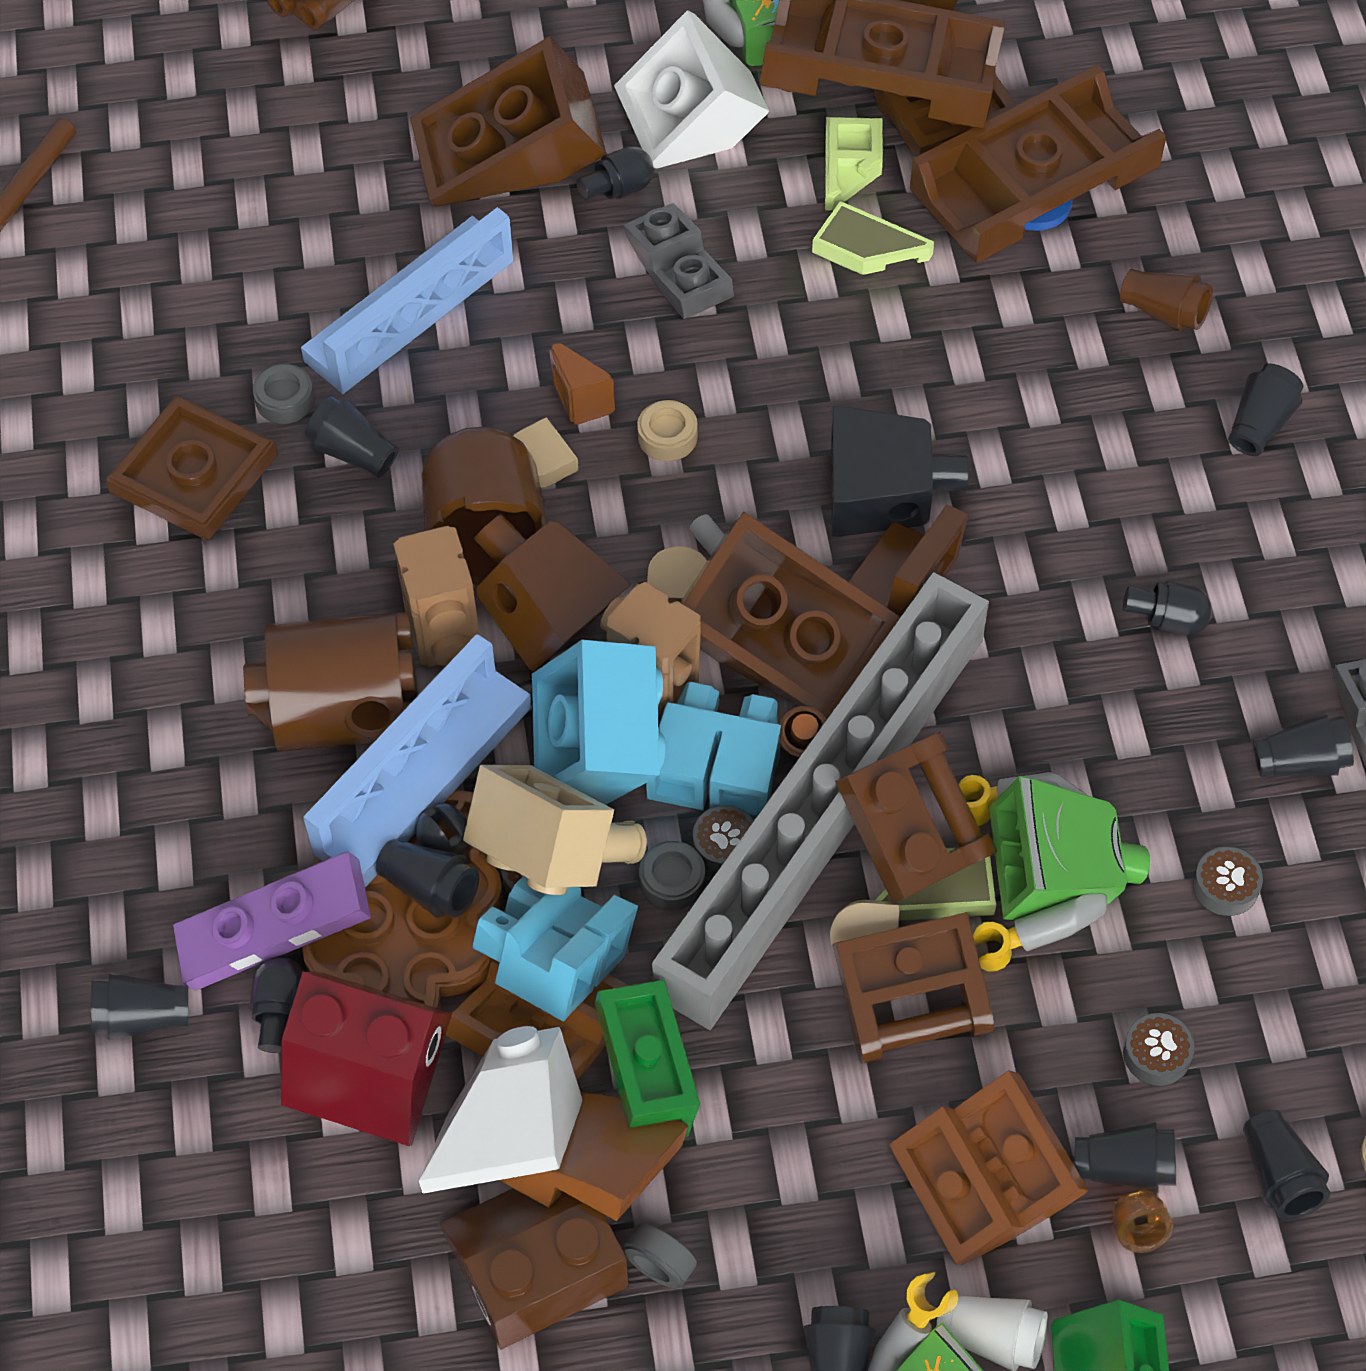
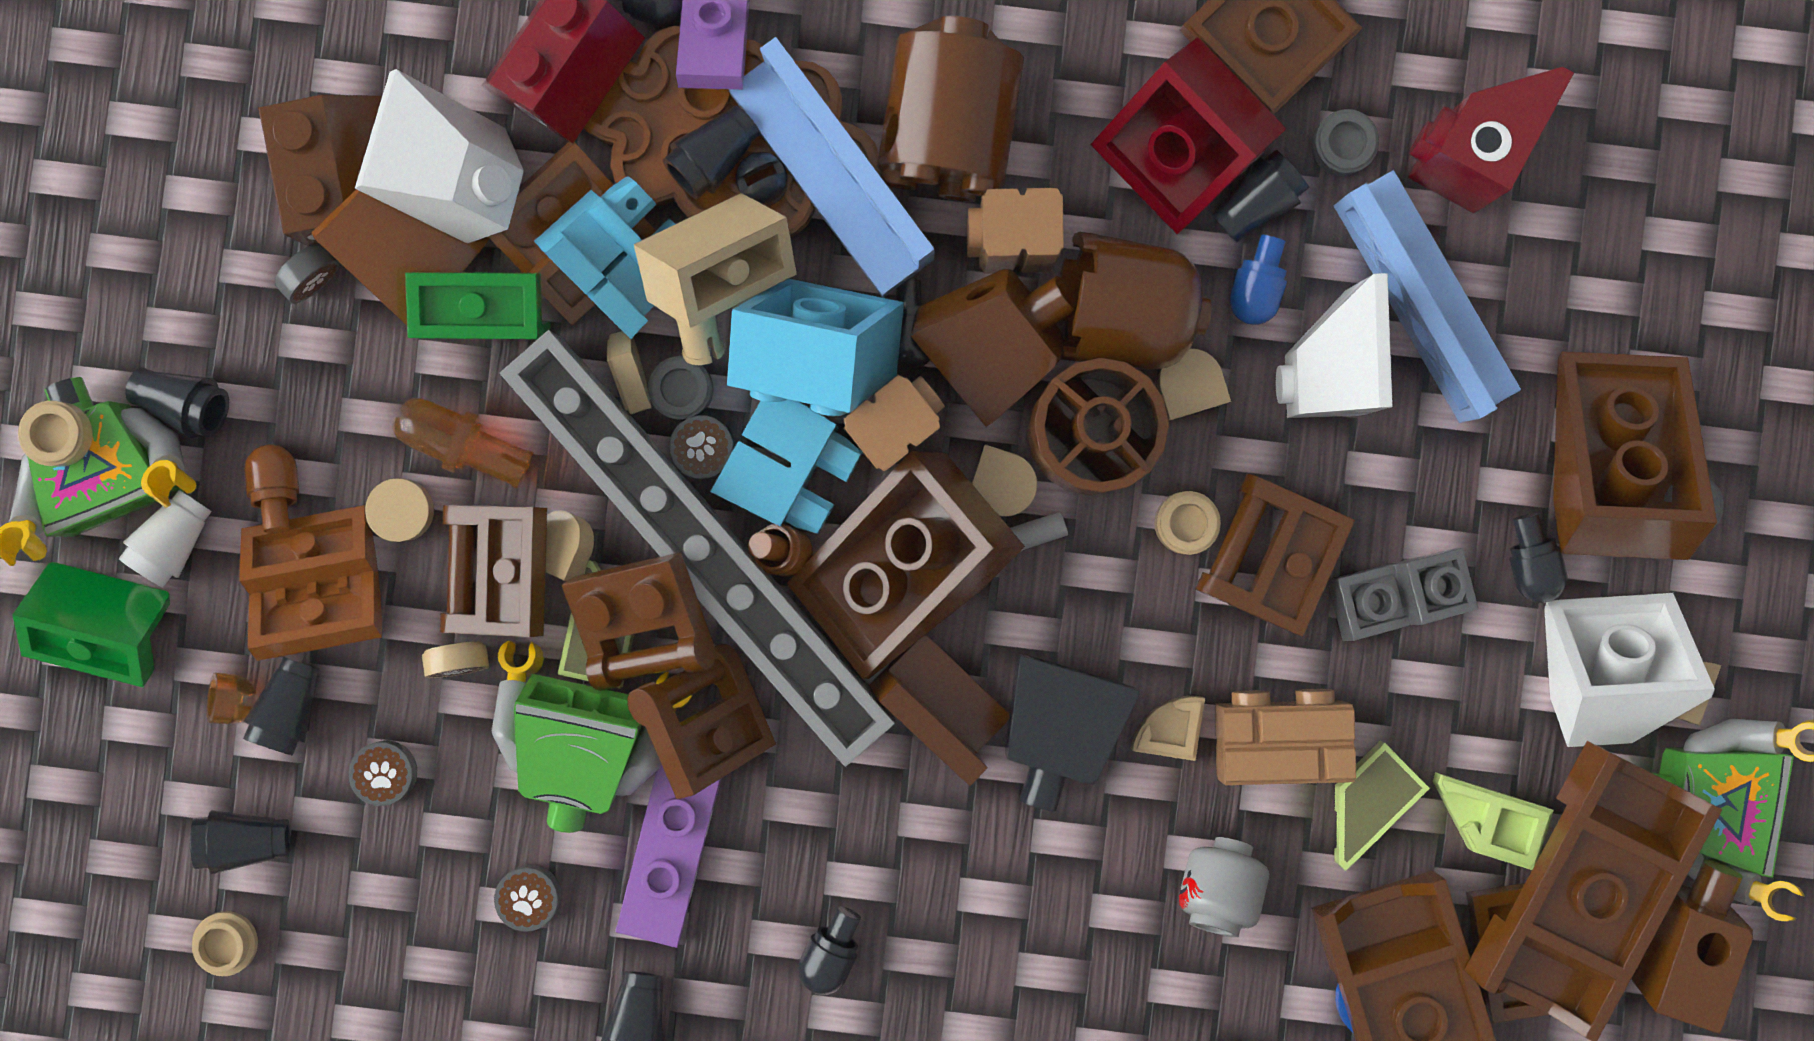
camera: 105 degrees right, 30 degrees up
(261, 268) = (1486, 139): none -> dark red slope
(309, 502) = (1187, 135): none -> dark red slope
(429, 420) = (1259, 283): none -> blue cylinder
(479, 329) = (1342, 358): none -> white slope
(581, 385) = (1255, 442): dark orange slope -> none
(608, 482) = (1098, 427): none -> reddish brown cylinder
(661, 916) = (628, 372): none -> tan tile
(676, 338) = (1294, 563): none -> reddish brown plate
(792, 1056) = (459, 441): none -> clear orange arm
(837, 307) = (1285, 740): none -> medium nougat brick
(855, 390) = (1171, 729): none -> tan tile
(882, 1105) = (399, 510): none -> tan tile
(897, 1237) = (272, 485): none -> dark orange cylinder
(983, 319) = (1223, 887): none -> light grey head
(998, 739) = (713, 739): none -> reddish brown plate
(1016, 1000) = (455, 659): none -> tan tile
(1134, 765) = (666, 863): none -> medium lavender plate

